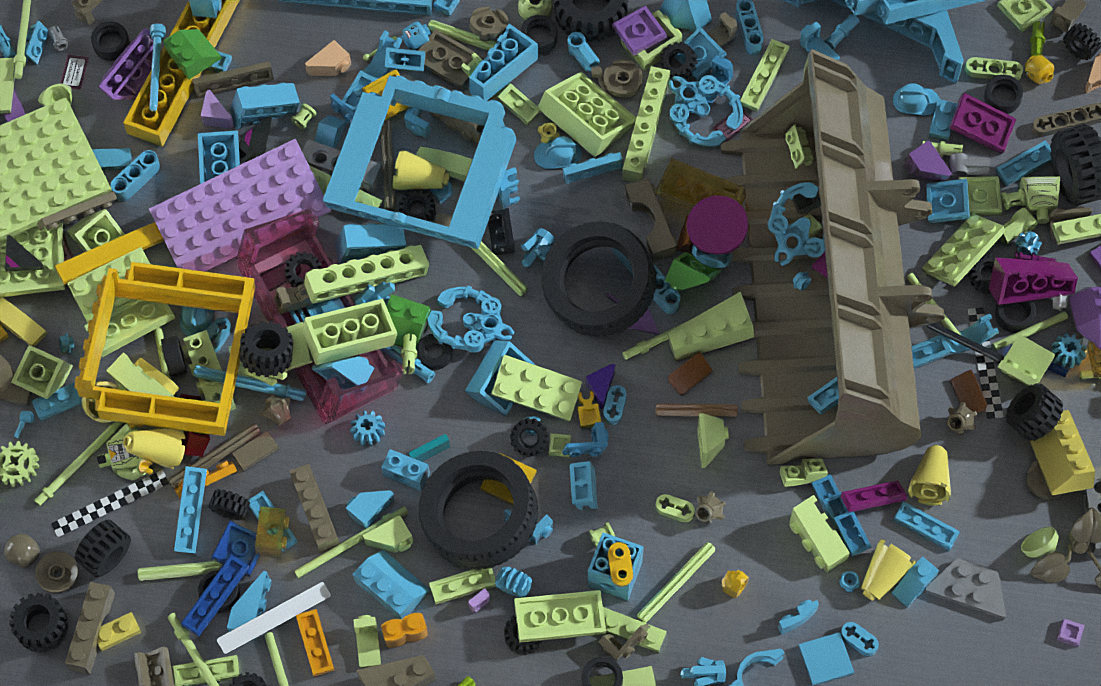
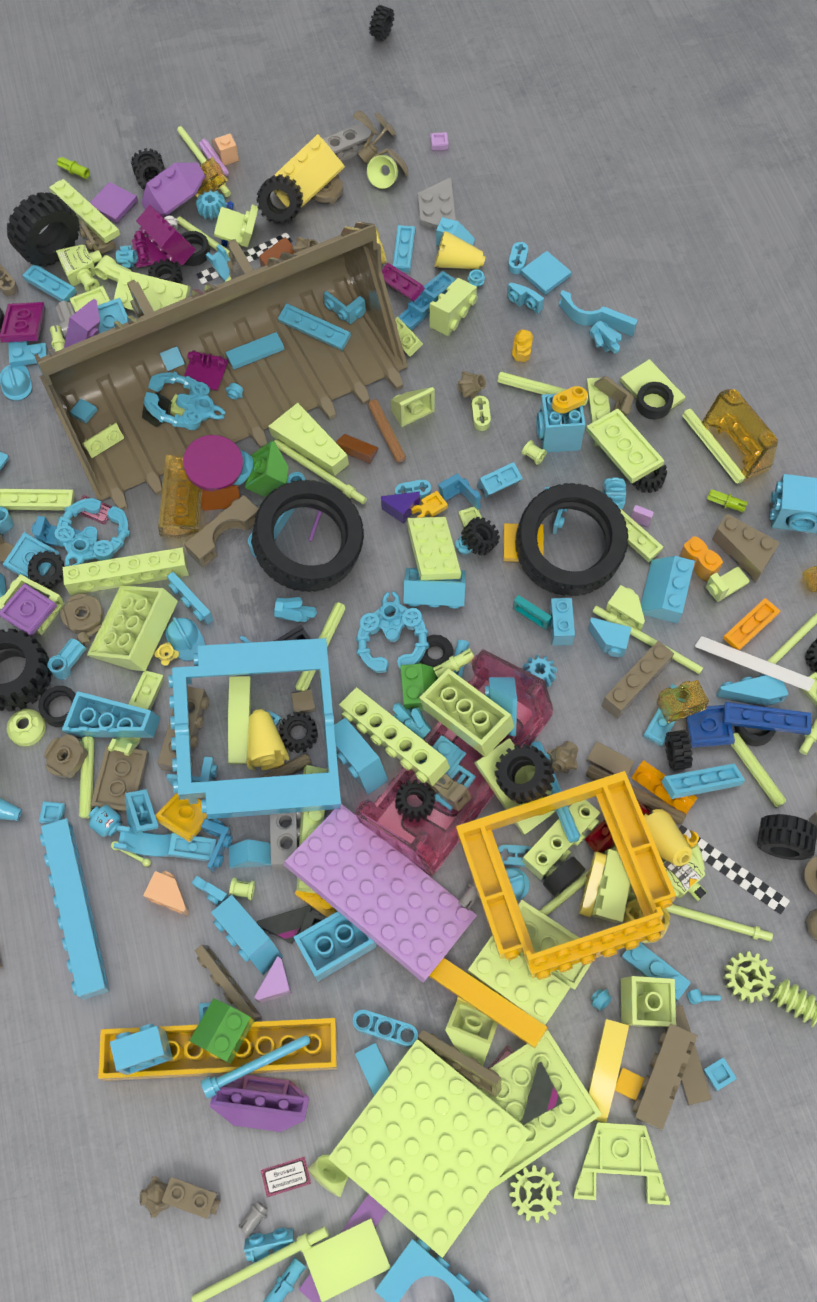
camera: 115 degrees left, 0 degrees up
(107, 28) = (215, 1146): black tyre -> none
(312, 93) = (214, 894): none -> medium azure plate

